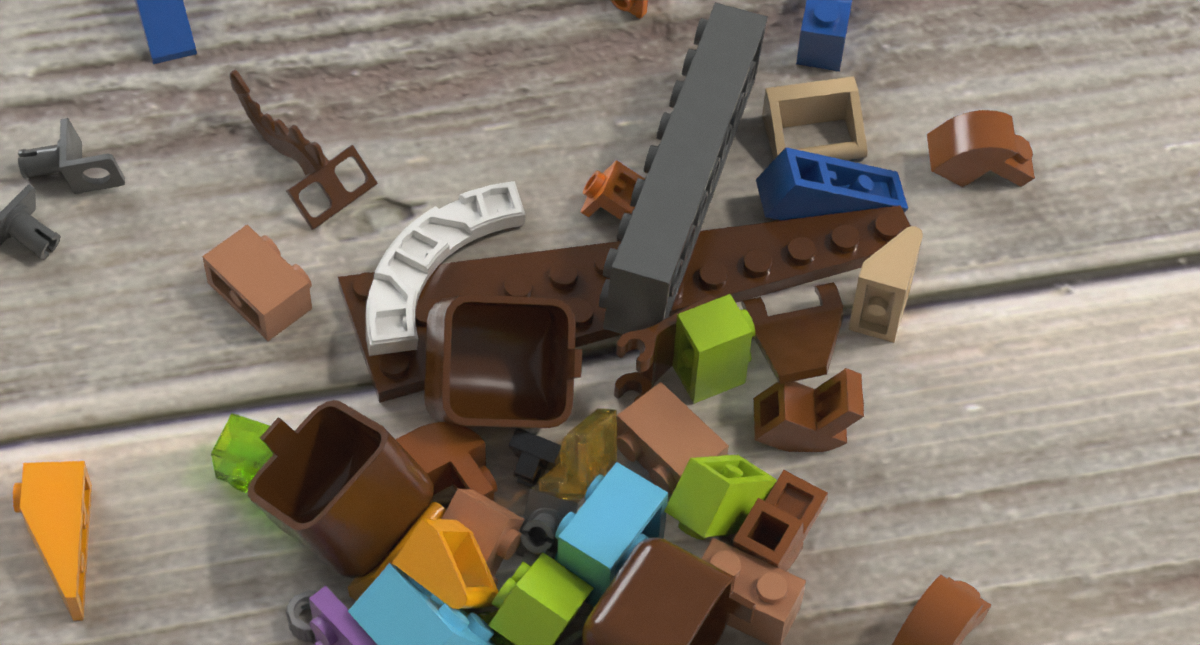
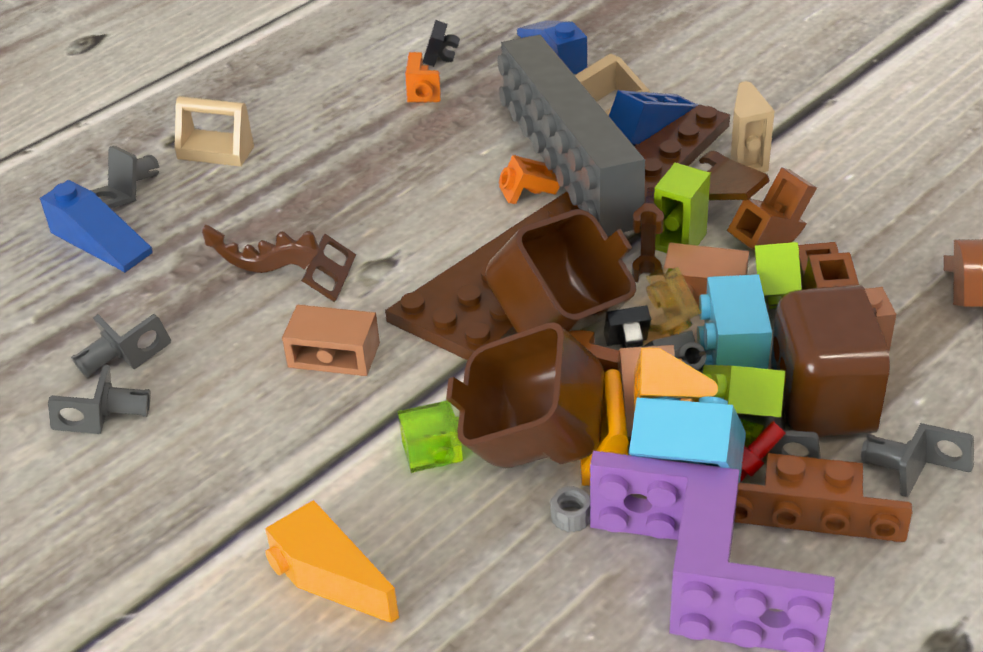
camera: 30 degrees left, 15 degrees down
(421, 250) = (431, 269): white tile -> none
(979, 144) = (714, 52): dark orange brick -> none

